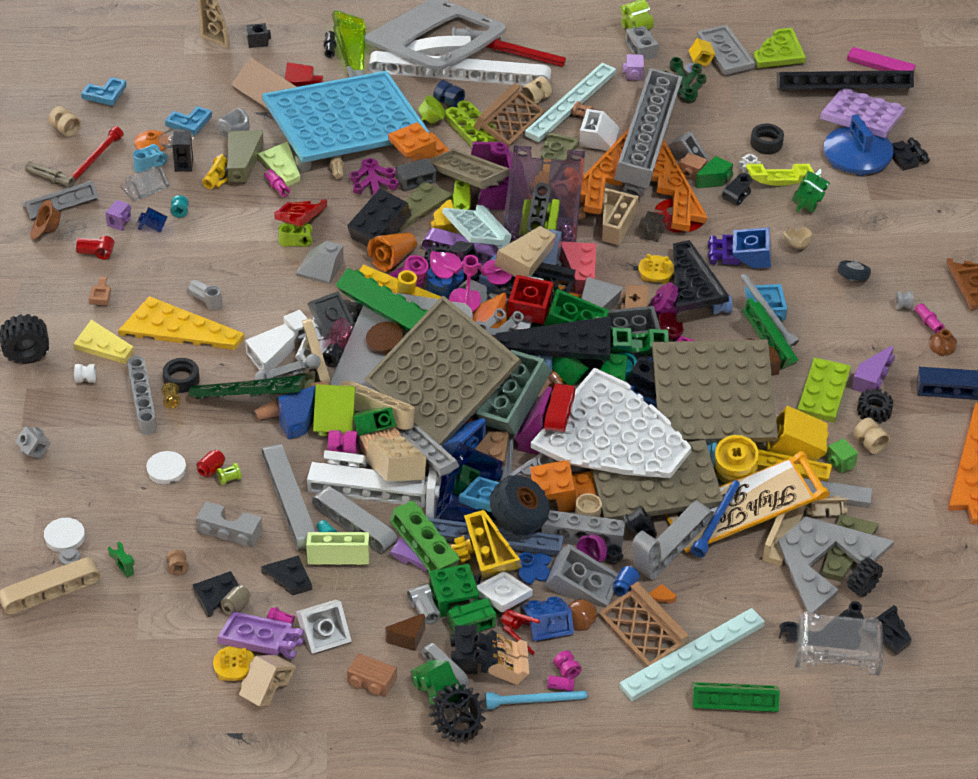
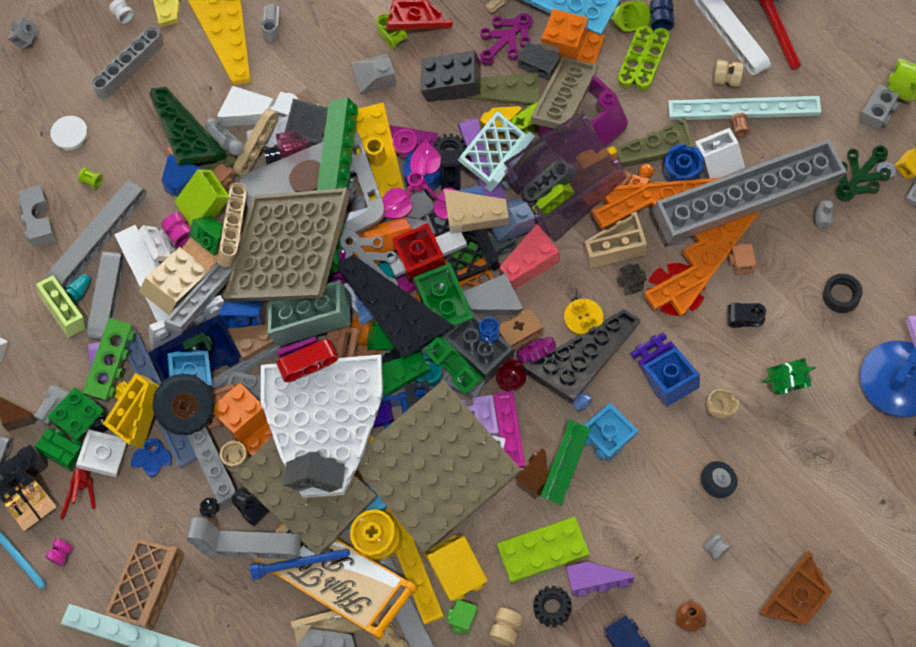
camera: 60 degrees right, 20 degrees up
(173, 394) = (142, 81): clear yellow bush -> none
(181, 364) = (166, 60): black tyre -> none
(210, 463) = (91, 158): red brick -> none
(289, 574) = (19, 293): black wing -> none
(390, 249) = (429, 109): orange cone -> none
(499, 108) = (670, 61): medium nougat fence -> none
(553, 615) = (101, 502): blue bracket -> none
(561, 683) = (40, 564): dark pink pin -> none
(581, 577) = (161, 502): light grey slope -> none
(583, 614) = (124, 526): dark orange hair -> none
(593, 146) = (683, 163): none -> blue brick
(593, 546) = (196, 489): magenta hair -> none
(626, 578) = (178, 537): blue brick -> none
(630, 305) = (491, 326): none -> blue wheel
(634, 67) = (838, 124): lavender brick -> none
(663, 594) = (191, 574): orange tile -> none
(664, 445) = (314, 471): none -> dark grey brick
(686, 144) = (763, 241): light grey slope -> none
(699, 111) = (824, 215): none -> light grey piece
(714, 173) = (750, 281): green slope -> none
(748, 159) = (789, 302): white gear -> none
(778, 177) = (798, 336): neon yellow slope -> none
(791, 339) = (579, 481): light grey piece -> none
(929, 318) = (712, 584): dark pink pin -> none

